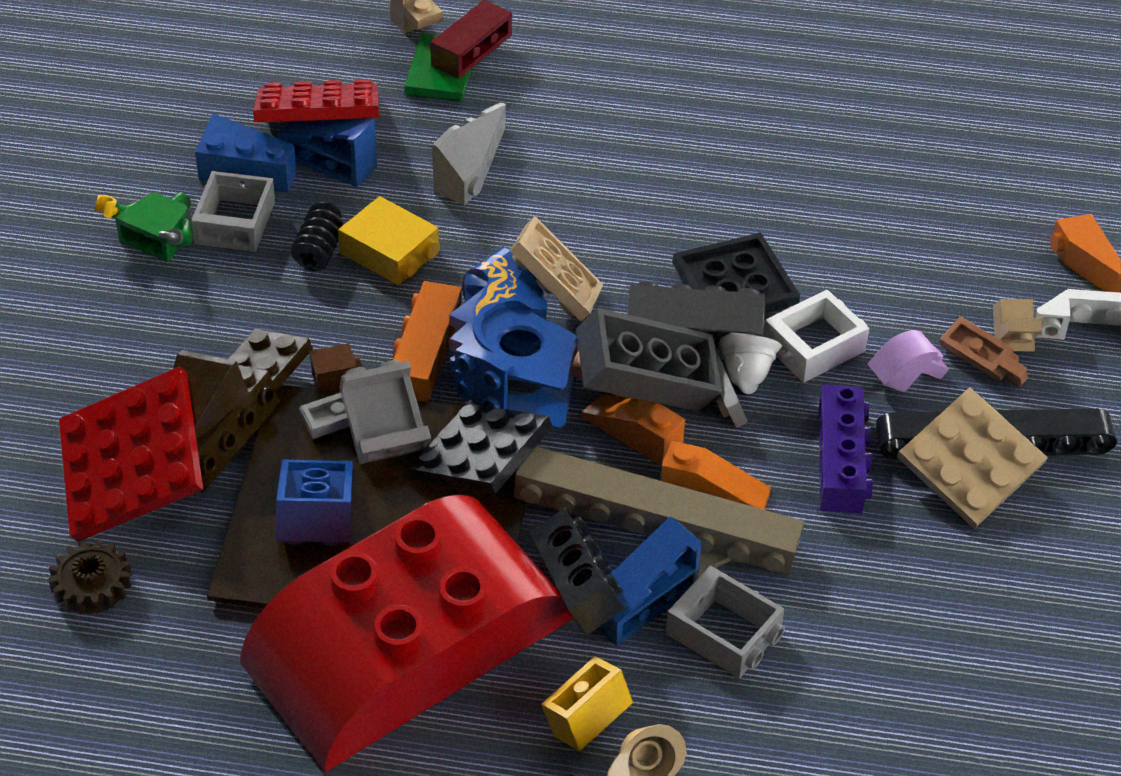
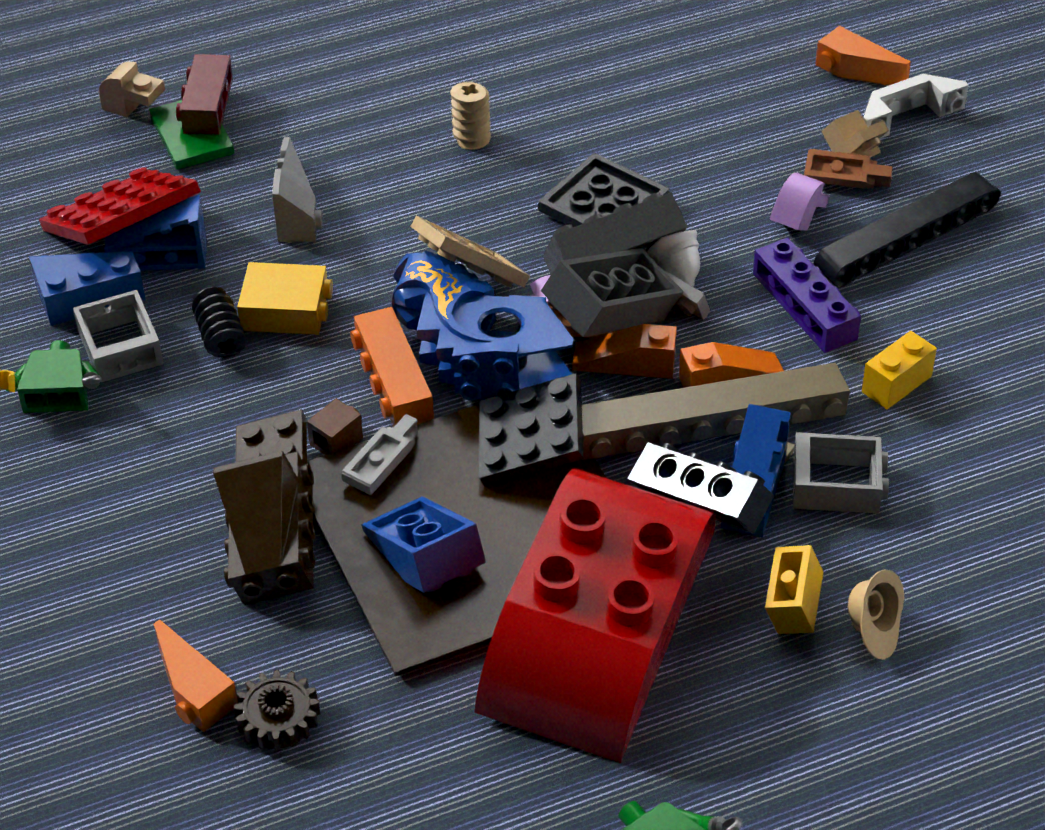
camera: 30 degrees left, 0 degrees up
(46, 518) = (198, 686): none -> orange slope
(129, 454) = (231, 582): red plate -> none
(383, 412) = (423, 440): light grey panel -> none
(675, 151) = (470, 115): none -> tan piece
(797, 355) = (715, 238): white window -> none
(865, 557) = (898, 369): none -> yellow brick
(972, 457) = (913, 253): tan plate -> none

